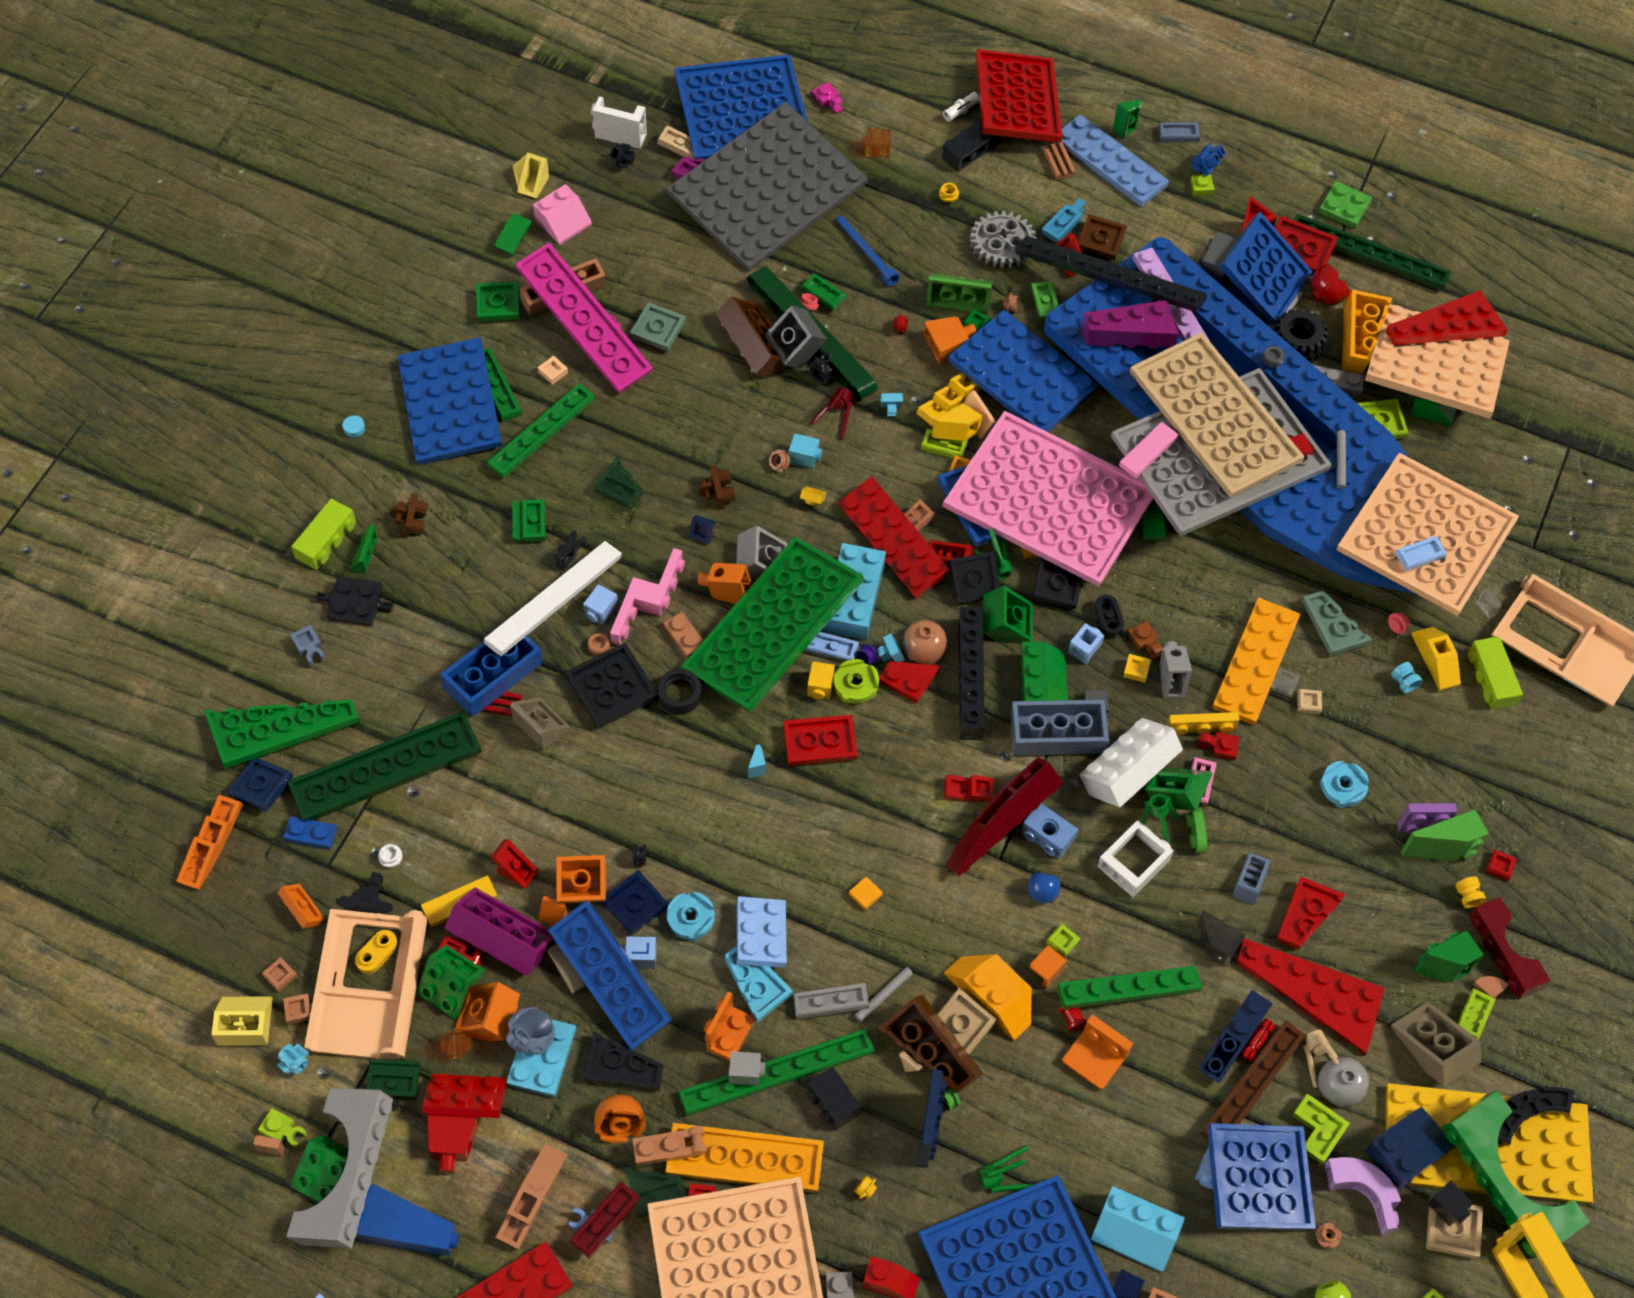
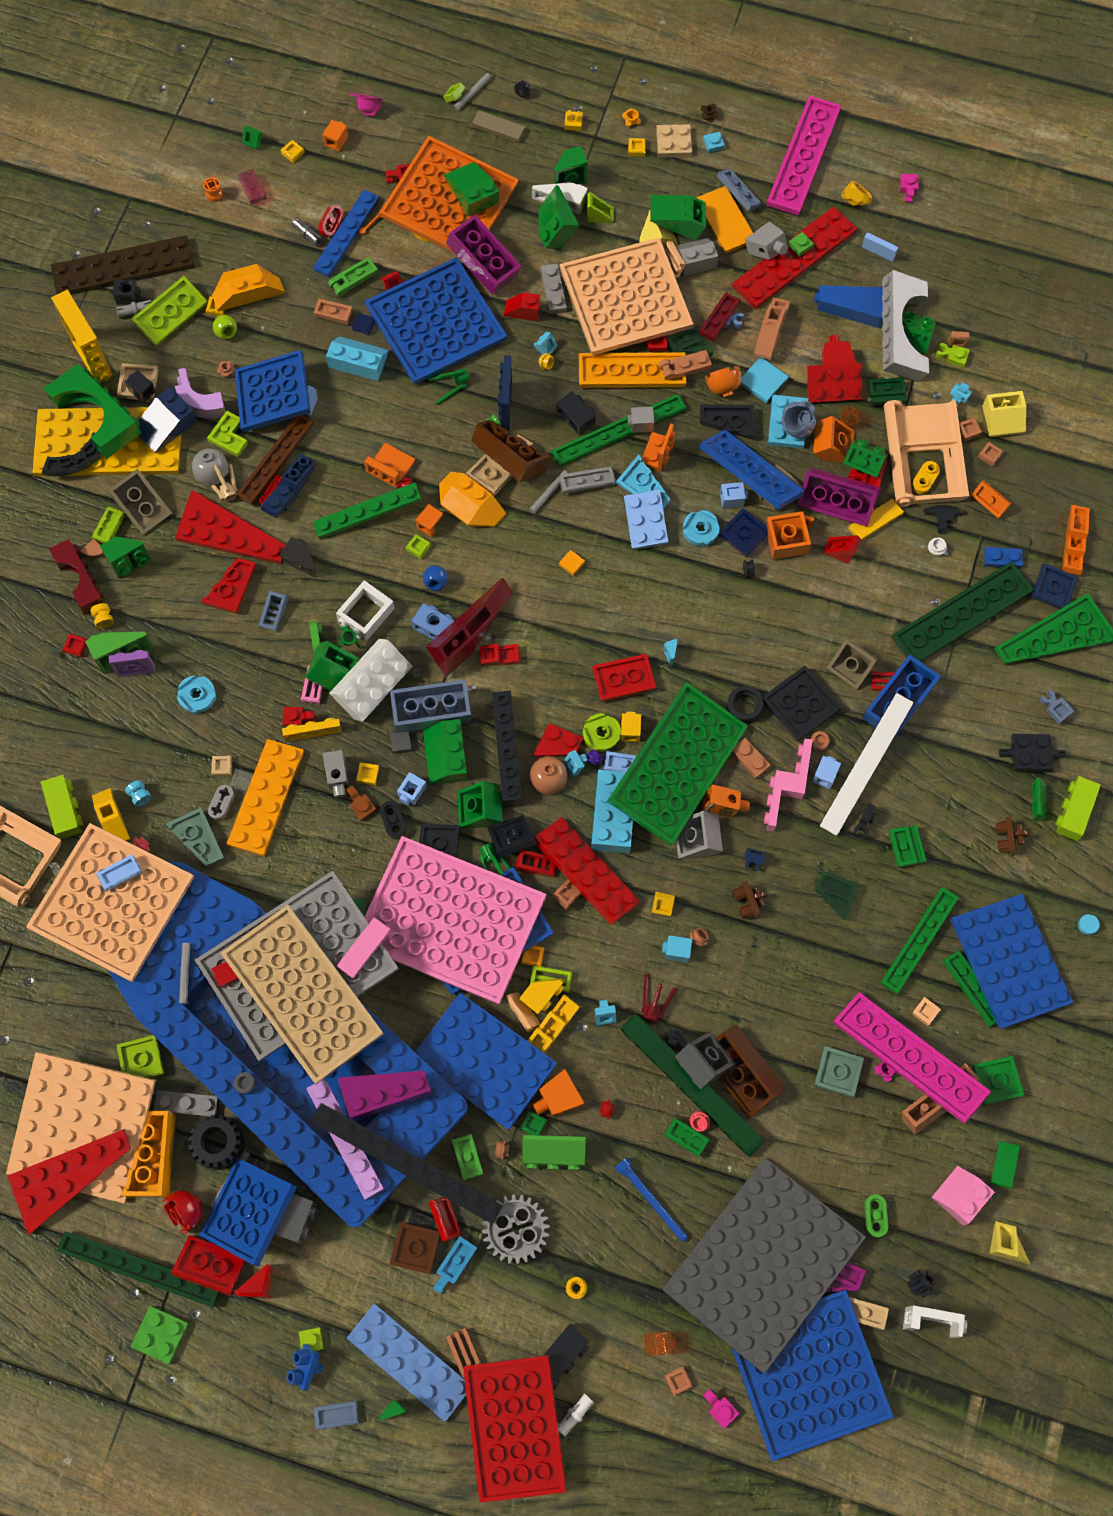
camera: 175 degrees right, 10 degrees up
(561, 1121) = (763, 380): none -> medium azure tile
(650, 211) = (876, 1216): none -> bright green plate
(862, 1212) = (546, 343): none -> medium azure tile
(863, 120) = (678, 1381): none -> nougat tile
(1312, 661) = (217, 801): none -> light grey beam

